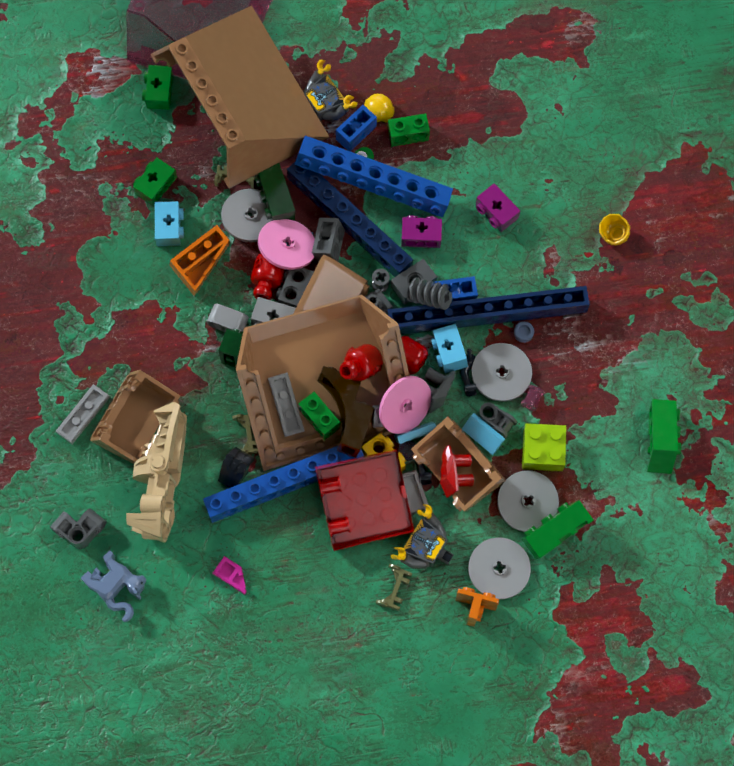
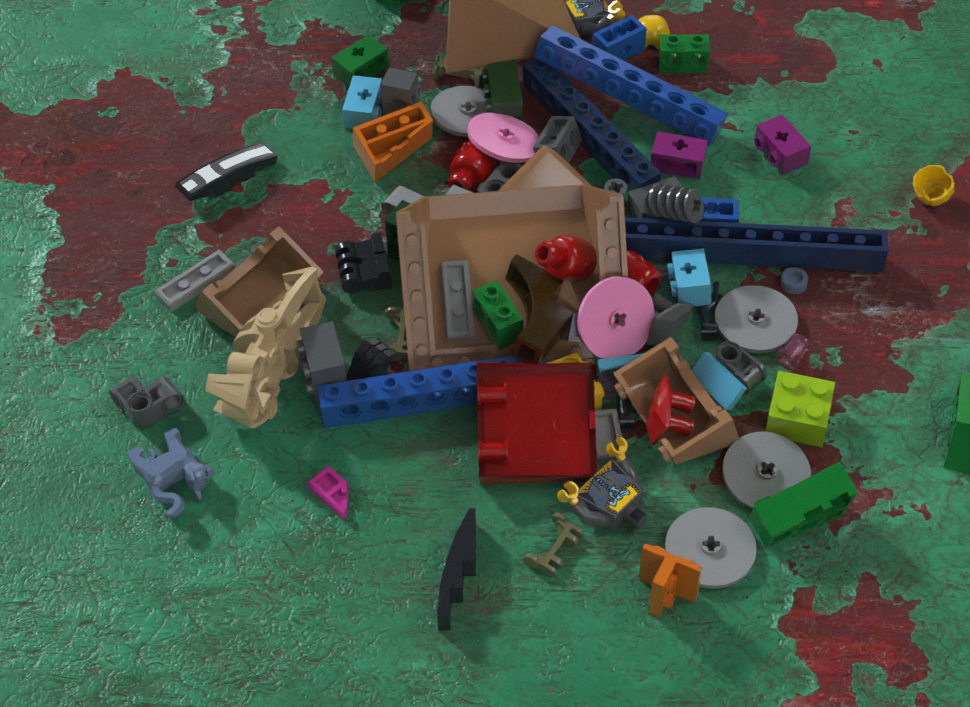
camera: 15 degrees right, 20 degrees down
(77, 312) = (220, 173): none -> slope
(198, 217) = (399, 90): none -> dark grey brick
(201, 475) = (320, 357): none -> dark grey brick
(215, 383) = (363, 265): none -> black legs
(334, 614) = (459, 563): none -> black slope

